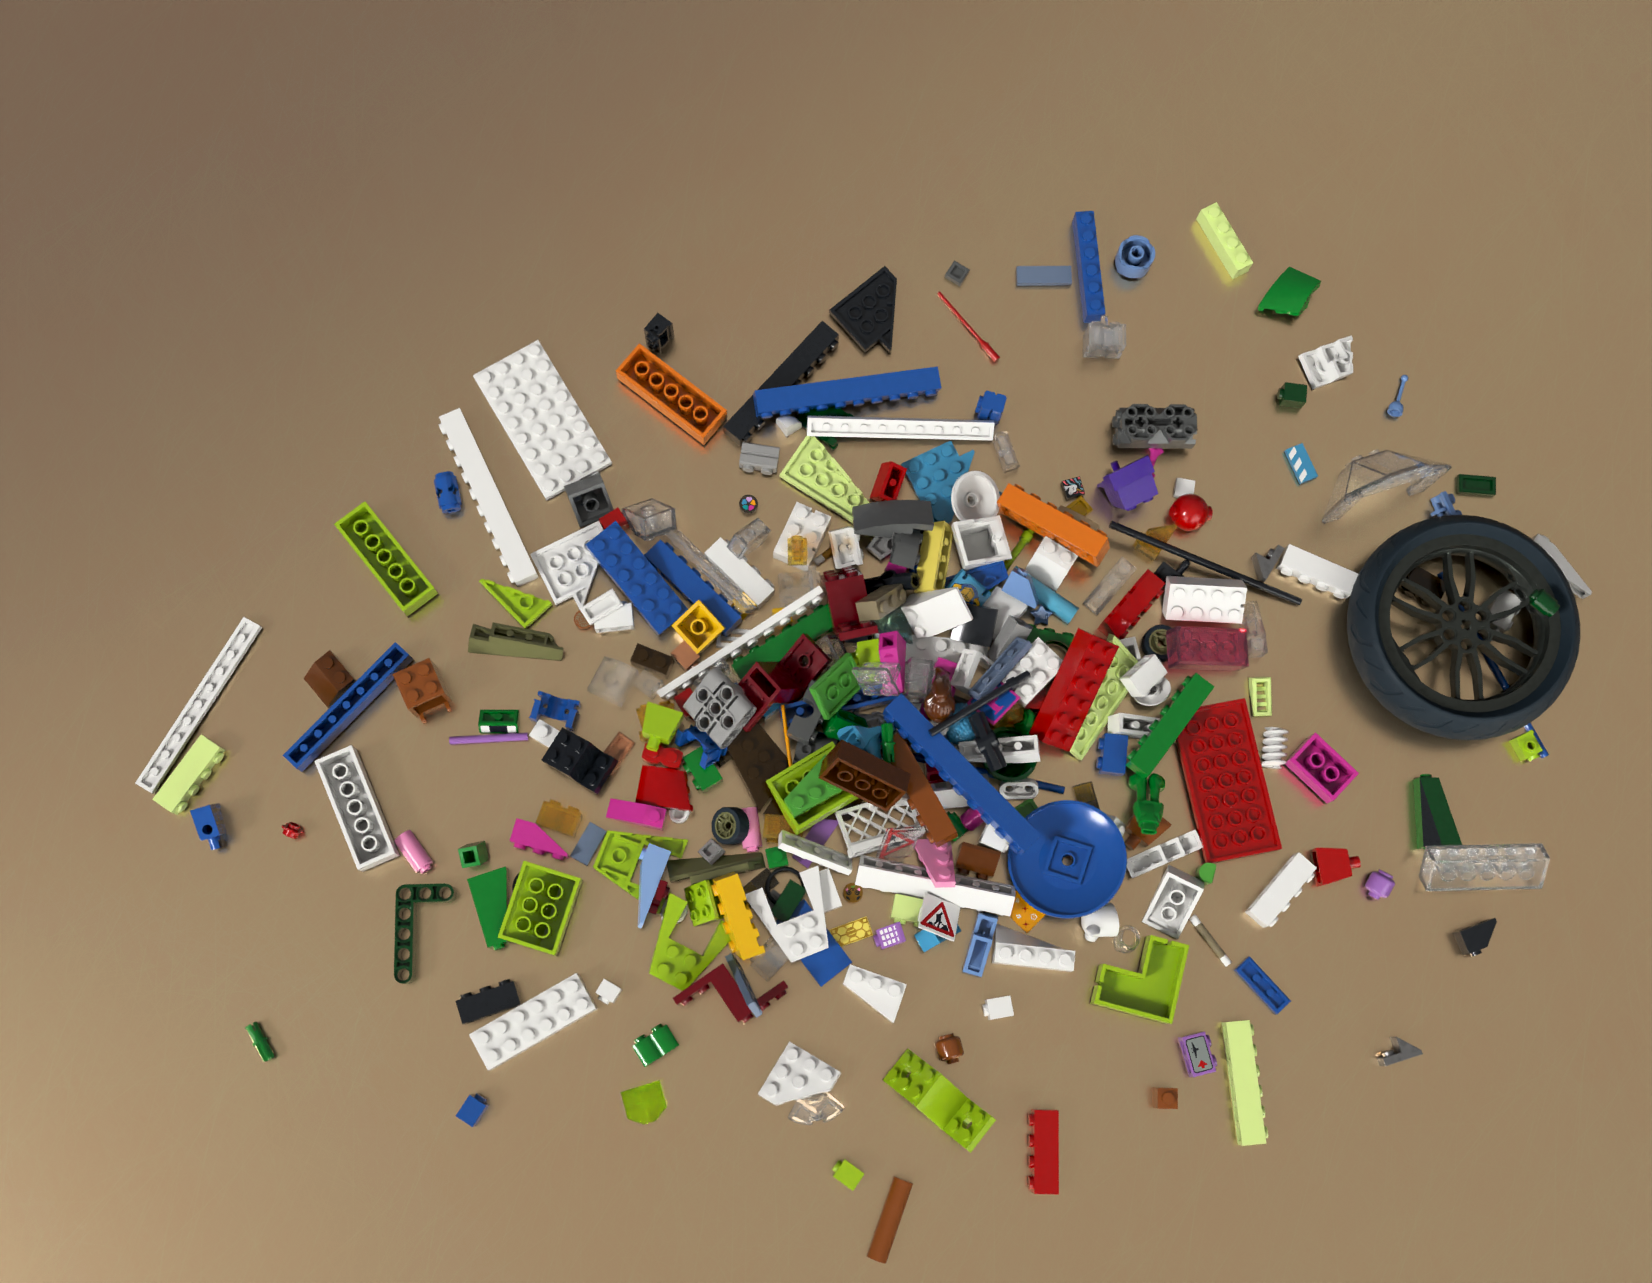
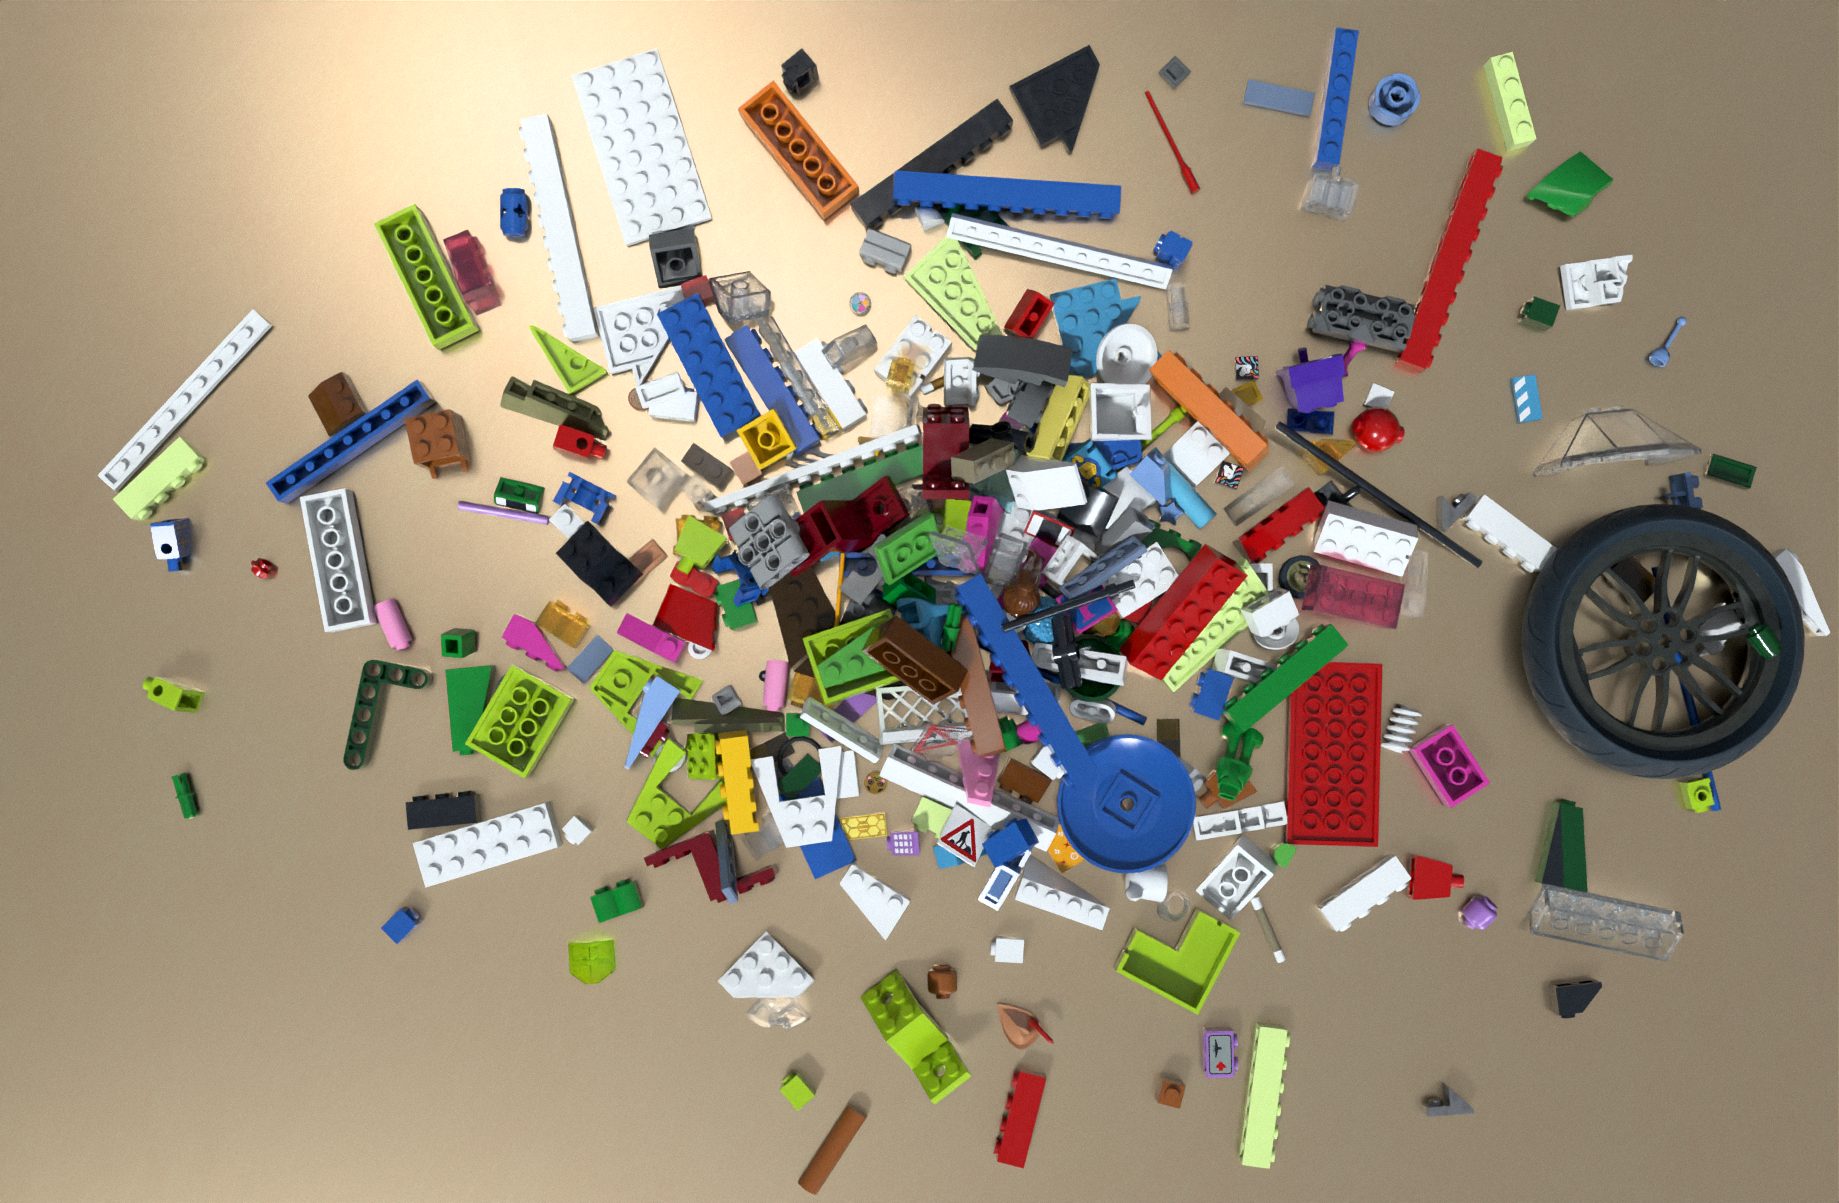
camera: 25 degrees right, 10 degrees up
(234, 954) = (173, 694): none -> lime torso
(423, 547) = (472, 272): none -> clear pink wedge
(532, 663) = (567, 439): none -> red torso
(730, 825) = (753, 676): black wheel -> none
(945, 649) = (1047, 529): none -> slope
(978, 913) = (1010, 842): none -> blue brick
(1024, 1072) = (1020, 1026): none -> nougat piece
(1081, 575) = (1229, 475): none -> tile
(1136, 518) = (1311, 423): none -> clear blue slope
(1210, 369) = (1450, 258): none -> red brick
(1254, 696) = (1395, 654): yellowish green slope -> none
(1262, 985) = (1314, 993): blue tile -> none

